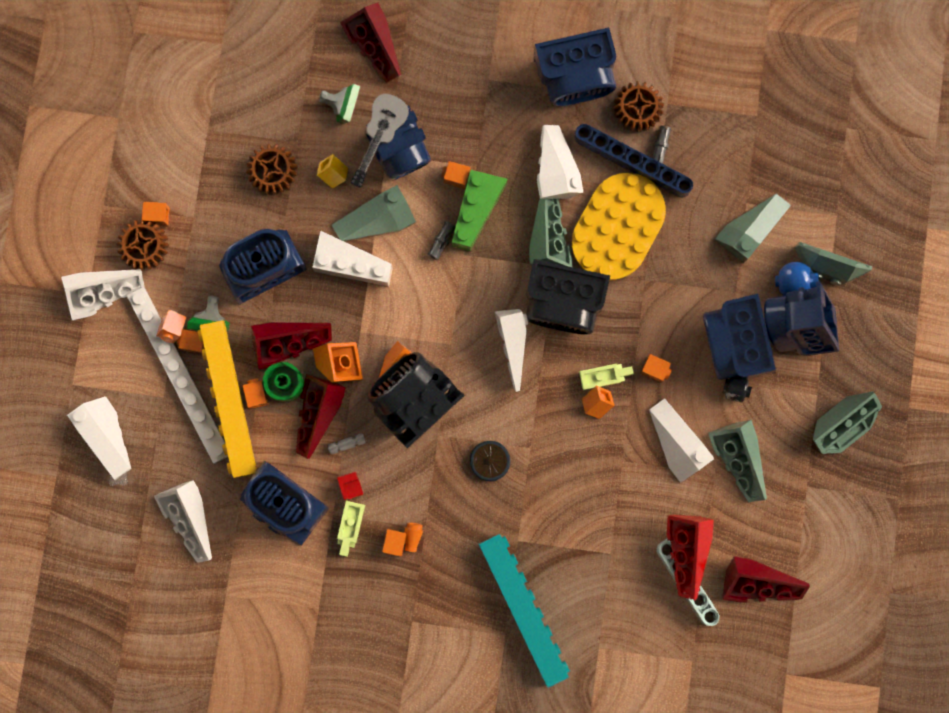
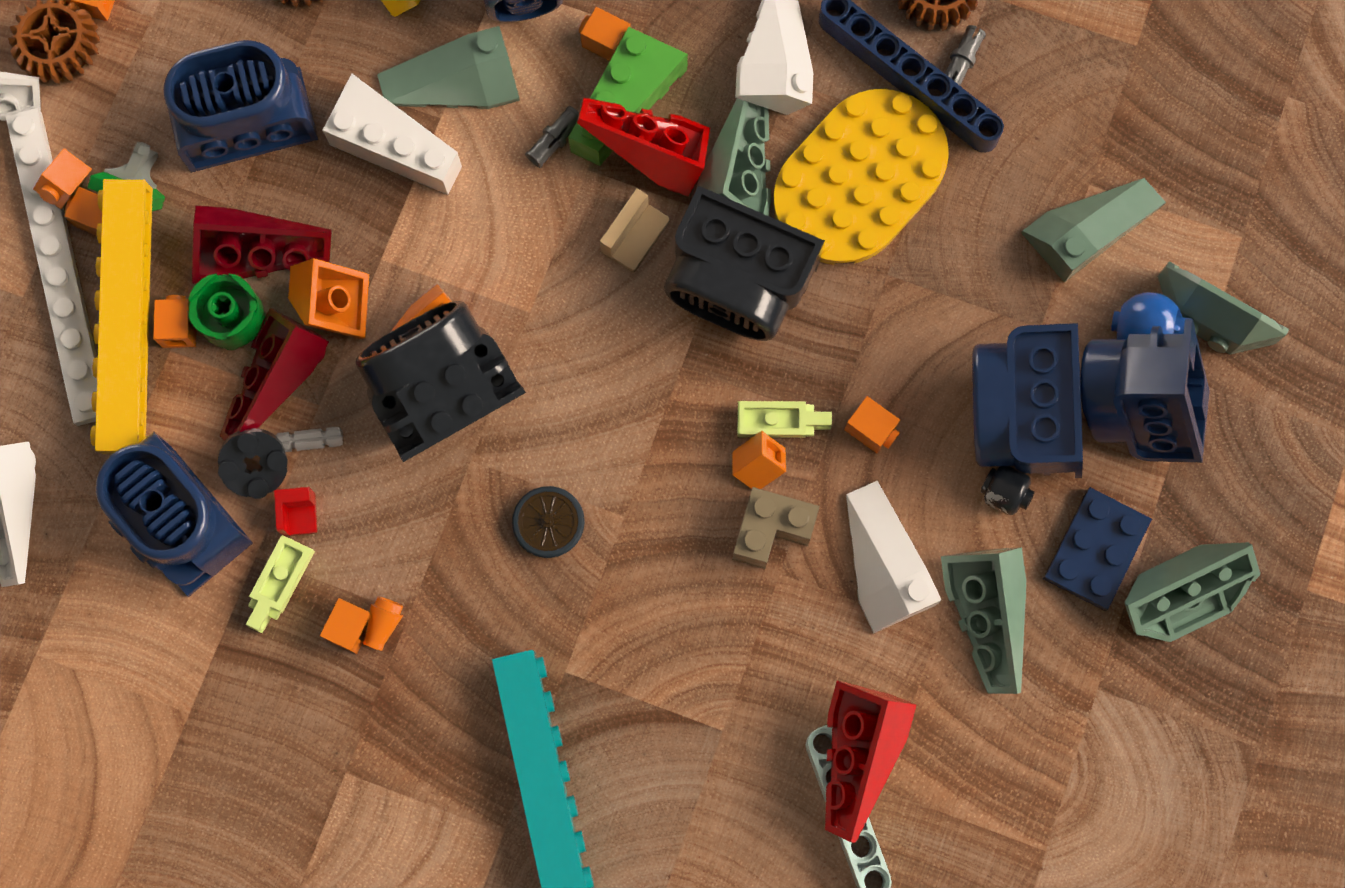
camera: 15 degrees right, 5 degrees down
(327, 472) = (248, 444): none -> black plate
(499, 286) = (633, 232): none -> tan panel
(504, 236) = (663, 149): none -> red wedge
(513, 331) = (636, 312): white wedge -> none
(610, 432) = (769, 517): none -> dark tan brick
(754, 580) = (970, 835): dark red wedge -> none
(791, 410) = (1097, 549): none -> dark blue plate

